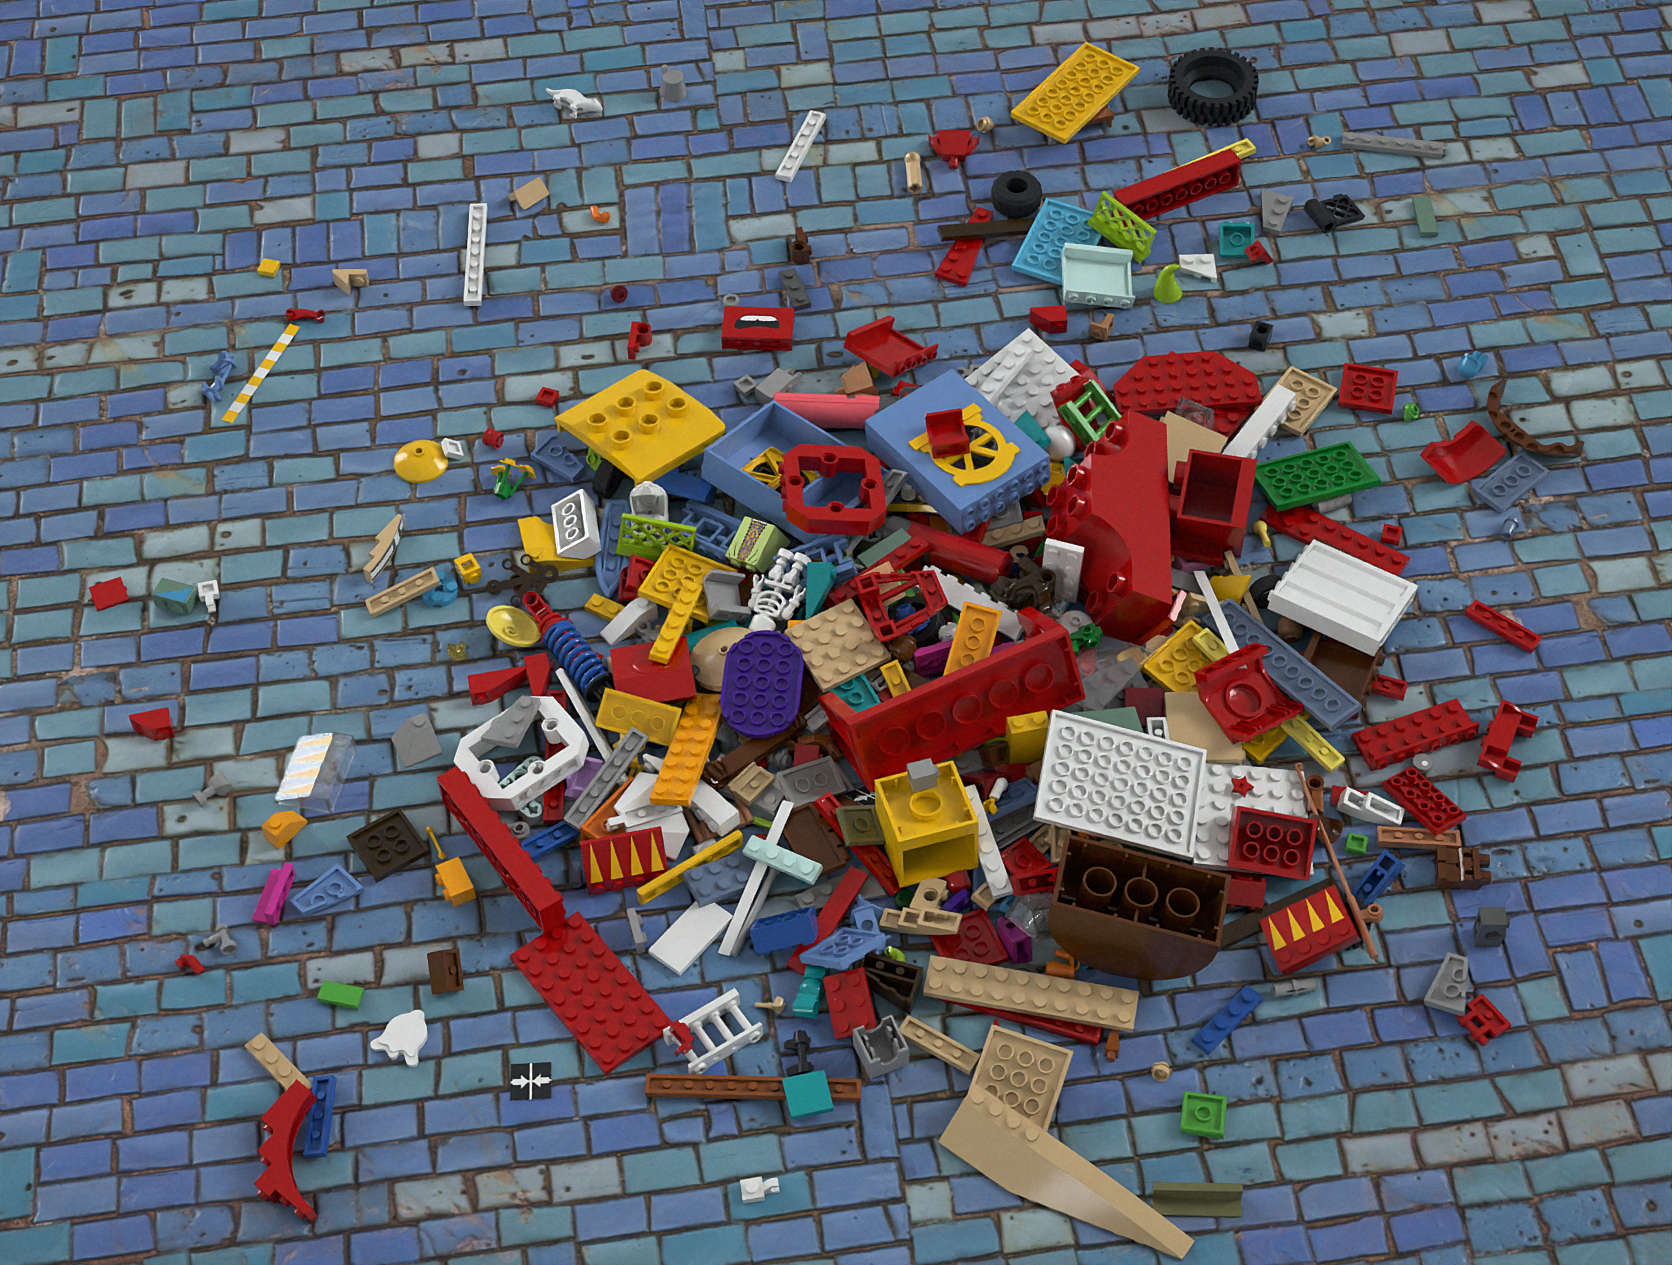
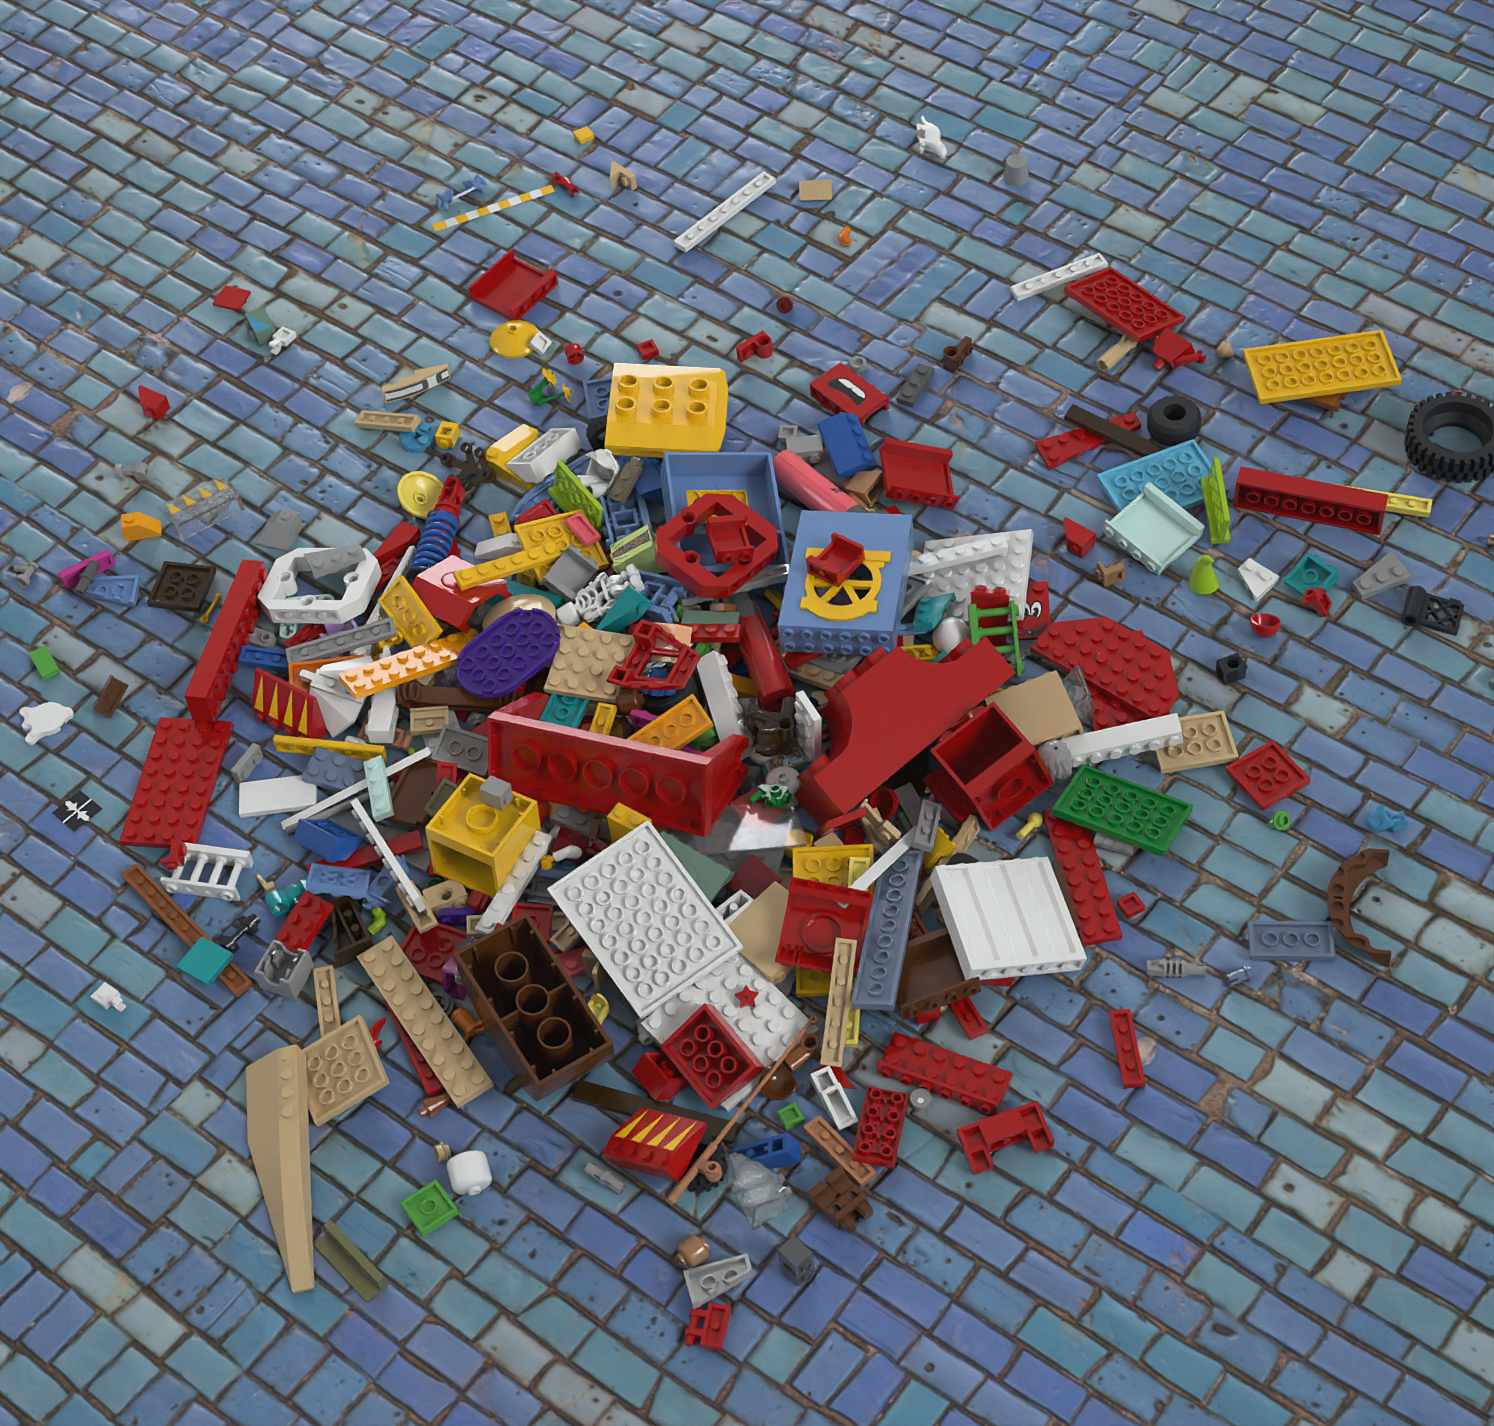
camera: 50 degrees right, 0 degrees up
(297, 898) = (87, 578): none -> dark grey pin
(367, 423) = (512, 287): none -> red panel
(456, 651) = (373, 487): clear yellow plant -> none
(456, 882) = (187, 642): light orange brick -> none
(491, 685) = (365, 527): red slope -> none
(679, 498) = (626, 480): none -> dark tan hinge
(691, 557) = (582, 529): none -> coral tile
(809, 361) = (846, 445): none -> blue slope
(847, 476) = (729, 539): none -> red panel
(856, 899) = (389, 860): none -> white plate
(880, 134) = (1124, 304): none -> red plate
(884, 534) = (723, 607): none -> dark orange tile
(1204, 1065) = (469, 1172): none -> white head
(1211, 579) = (926, 825): none -> light grey plate
(1227, 1019) = (534, 1158): blue plate -> none
(1246, 291) = (1265, 625): none -> red piece
(1314, 736) = (838, 1002): none -> tan plate
(1407, 905) = (756, 1189): none -> clear piece
(1412, 982) = (692, 1251): none -> medium nougat head
(1466, 455) = (1272, 889): red panel -> none
(1467, 553) = (1175, 968): none -> light grey hinge

